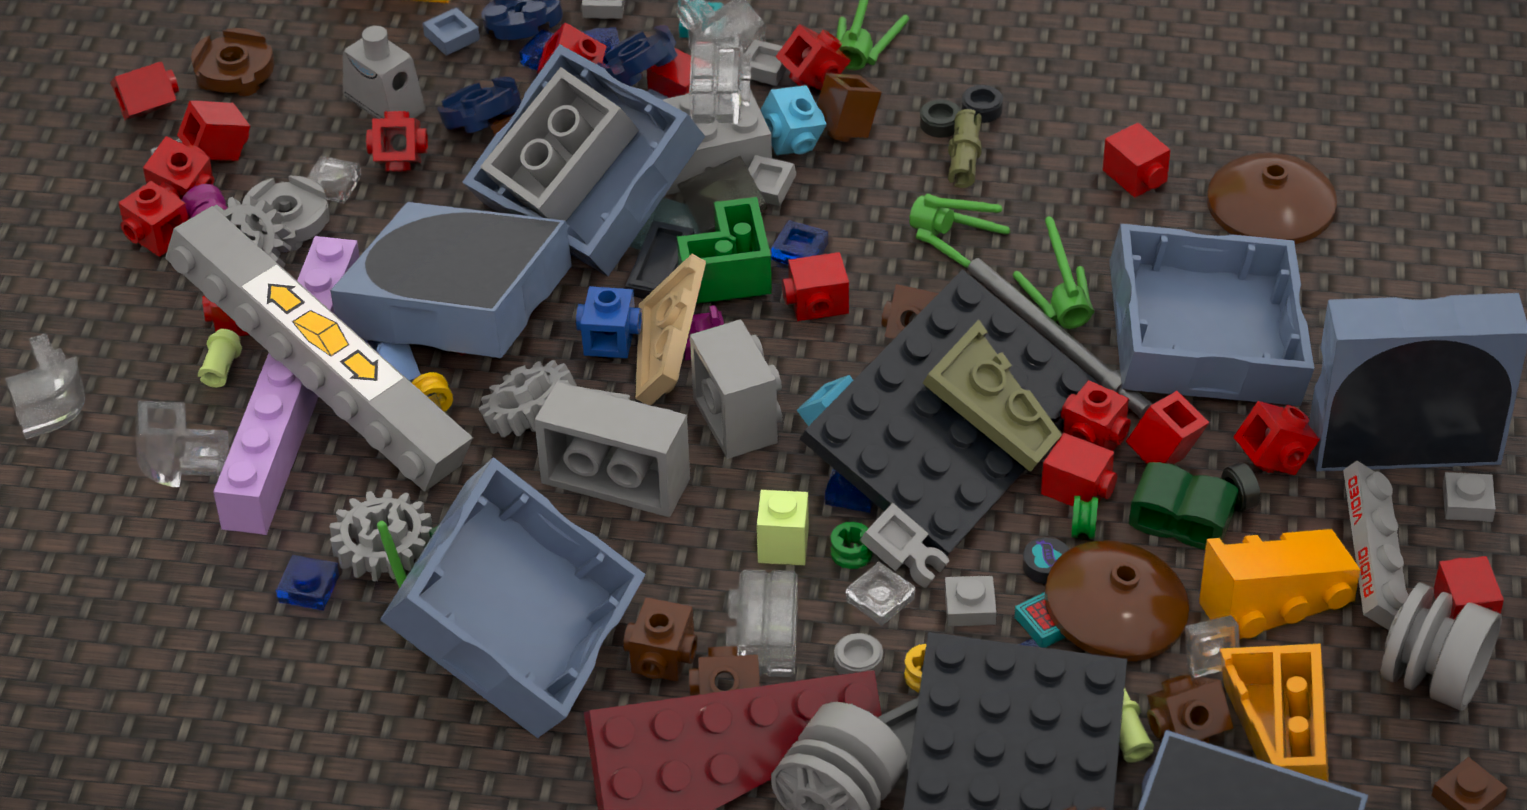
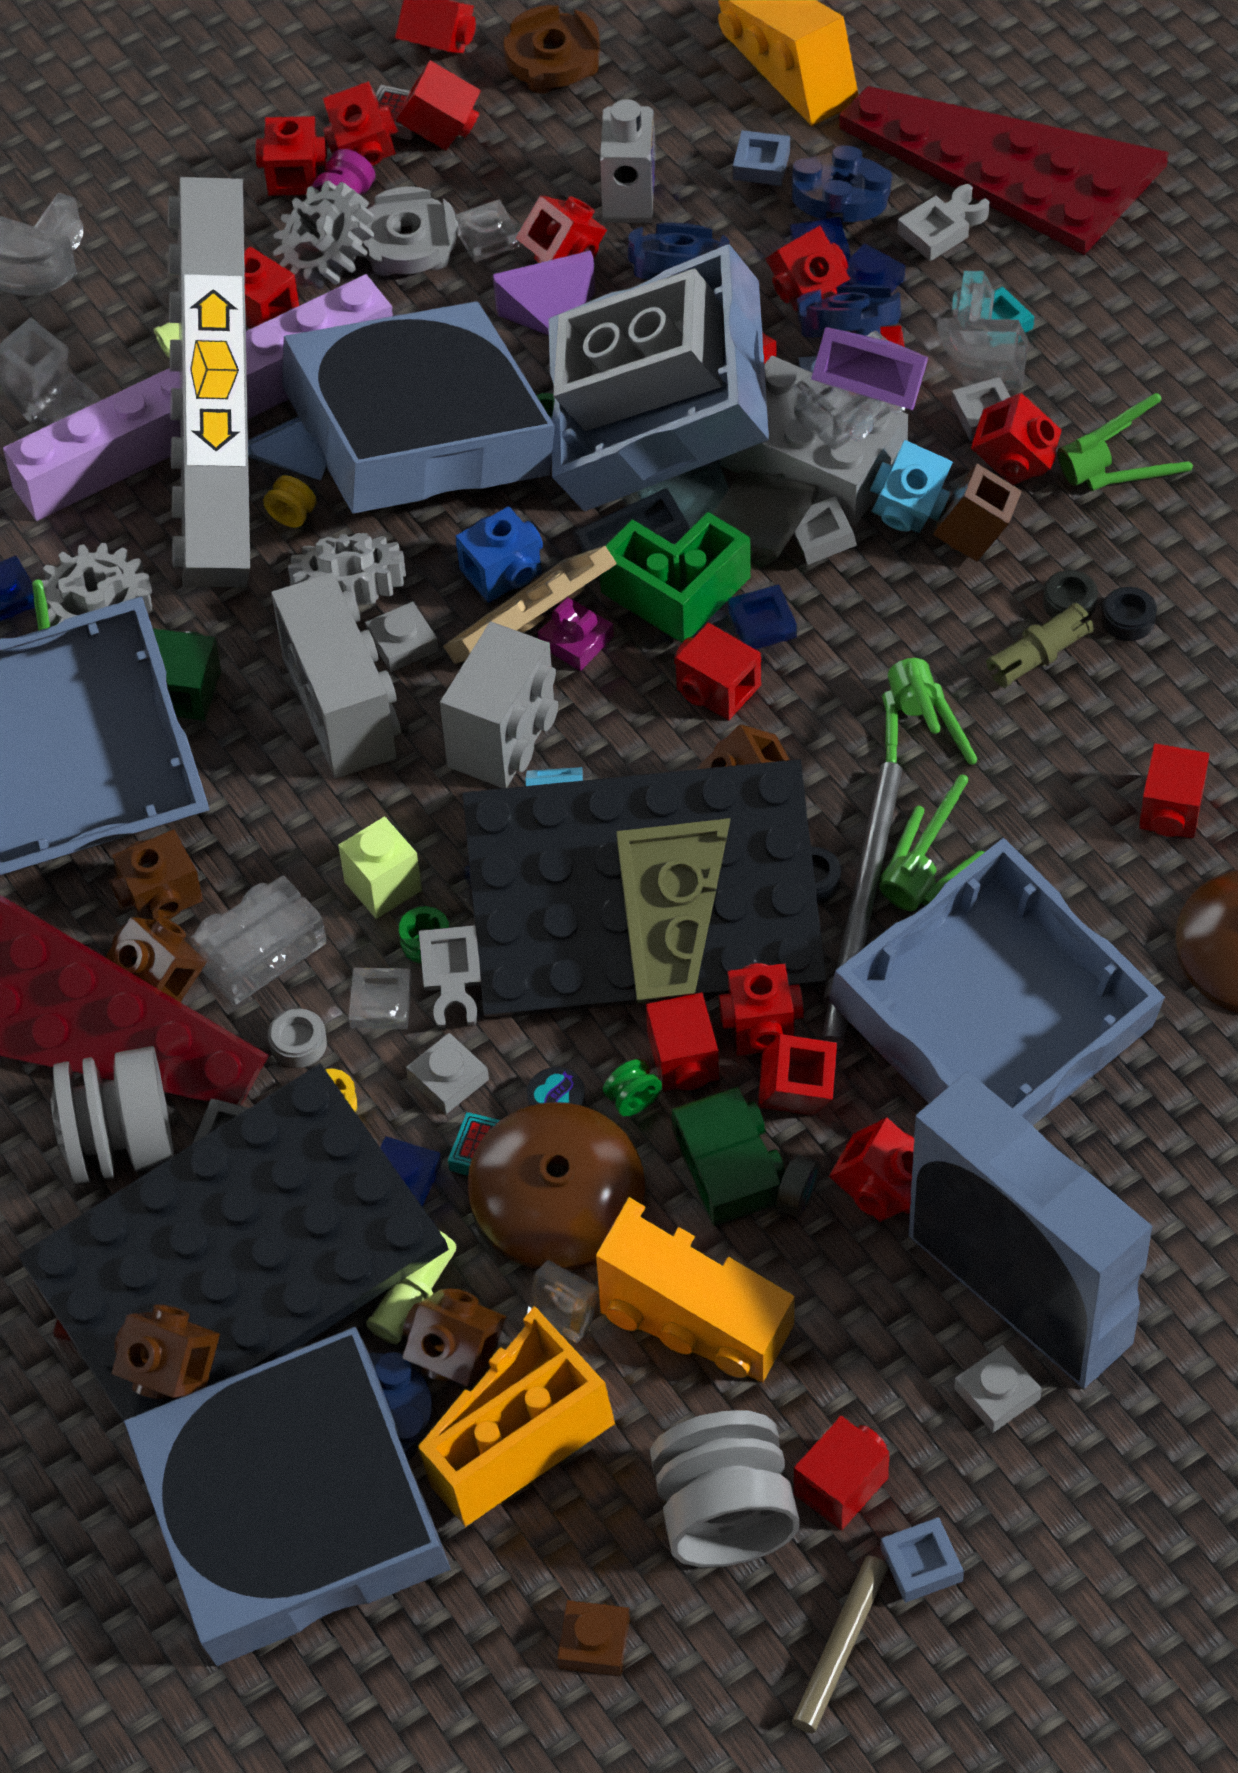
camera: 50 degrees right, 10 degrees up
(426, 178) = (544, 290): none -> medium lavender slope
(731, 49) = (870, 367): none -> medium lavender slope
(1375, 543) = (839, 1346): light grey plate -> none

